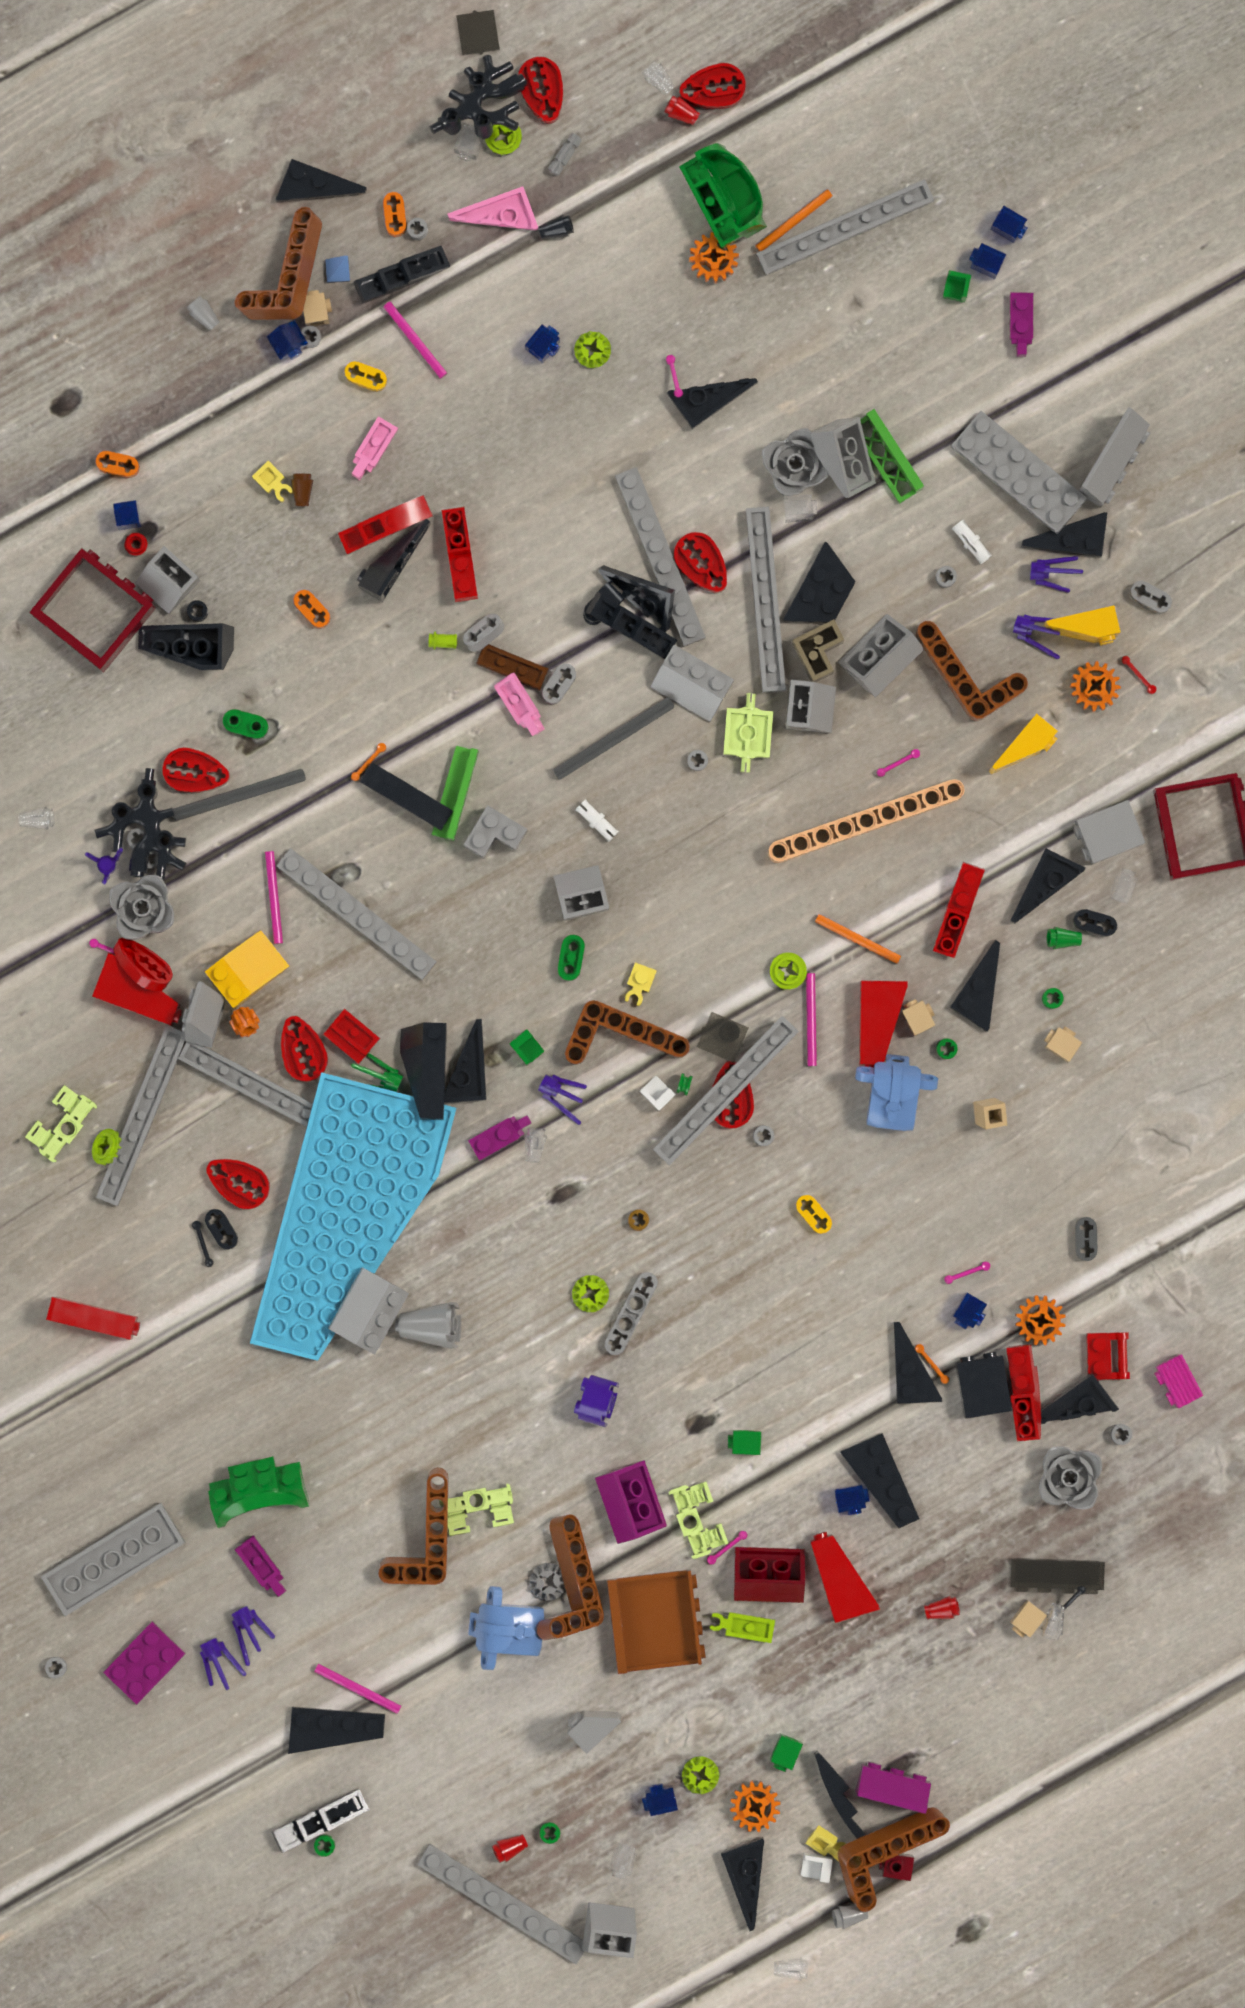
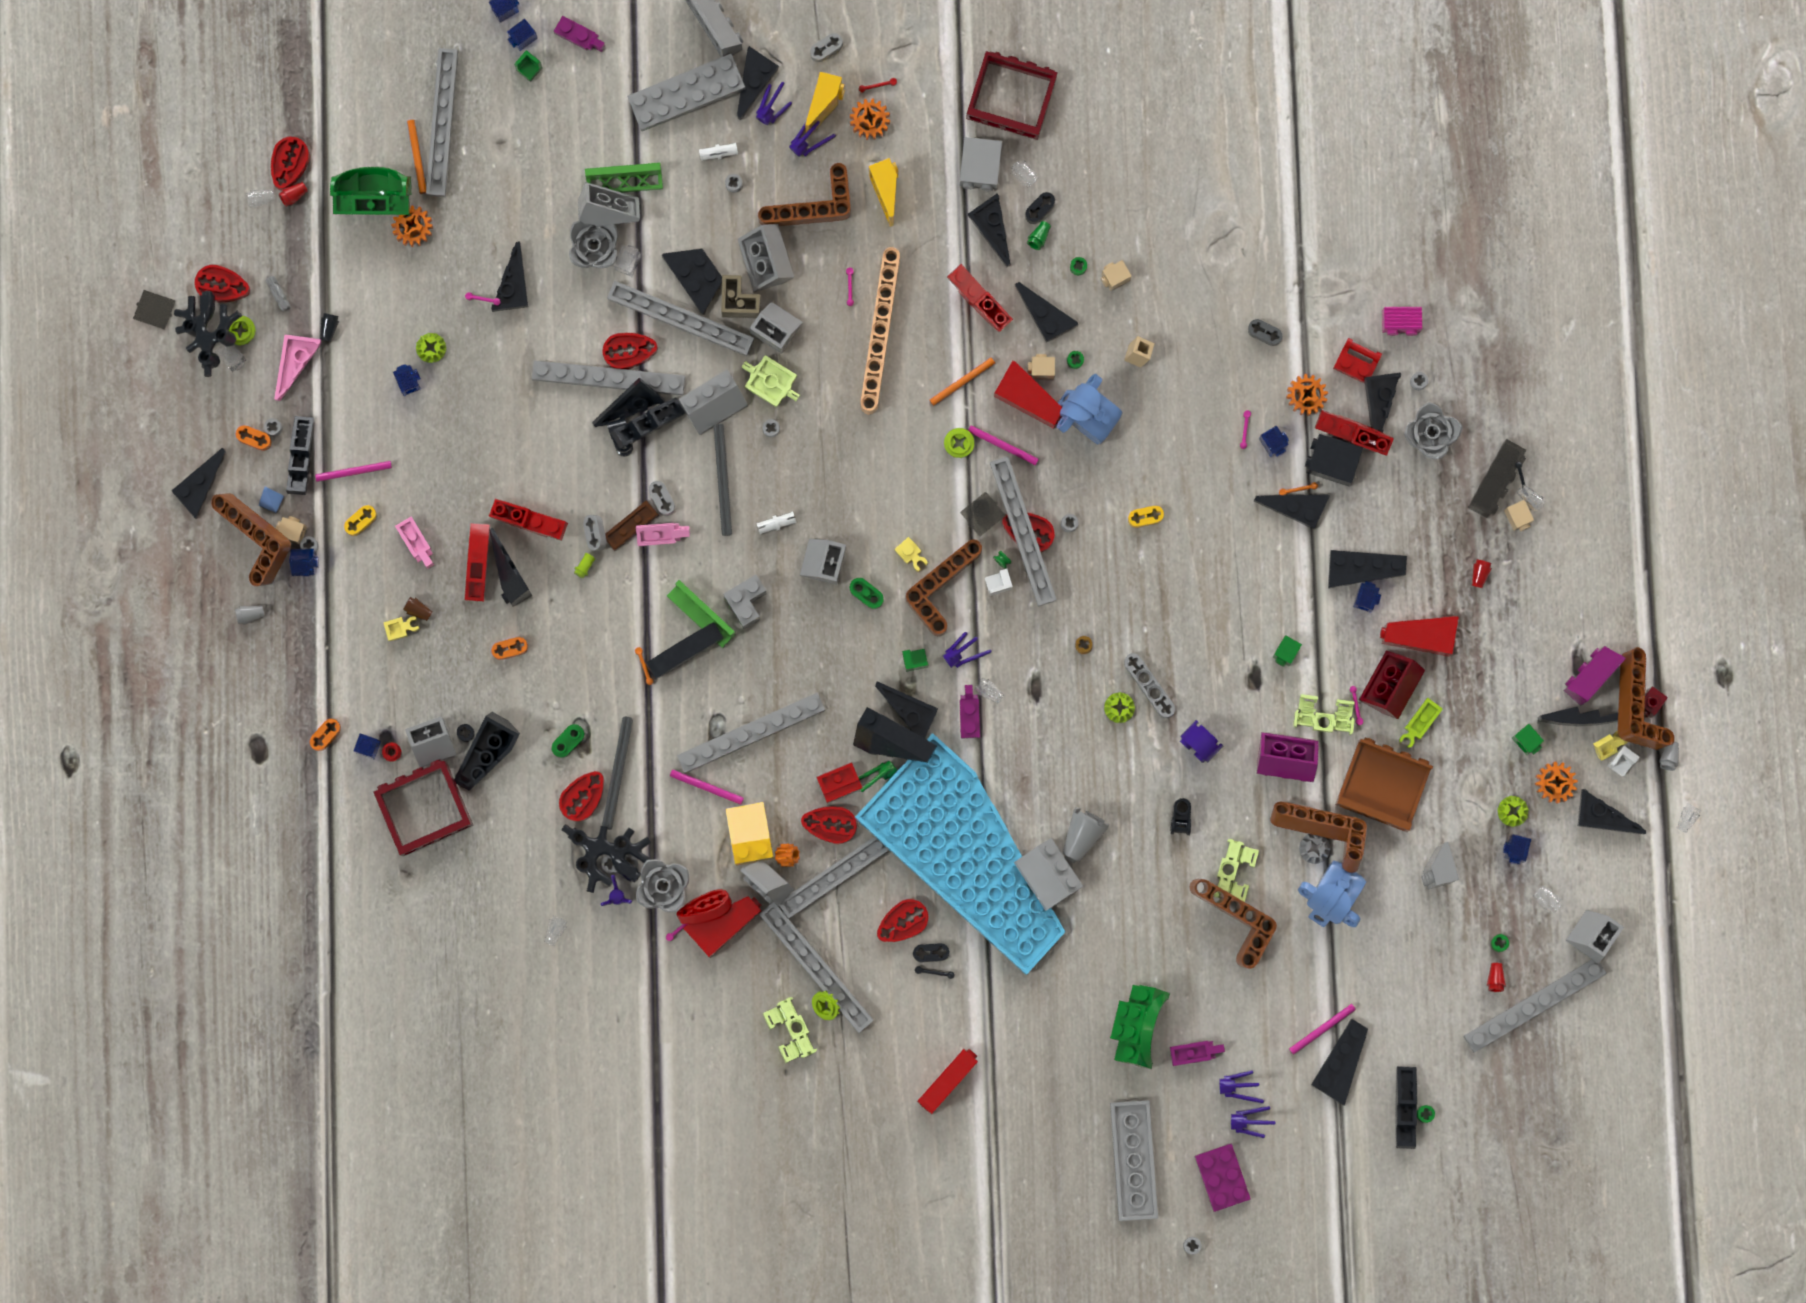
camera: 60 degrees left, 5 degrees down
(504, 1422) = (1181, 819): none -> black piece

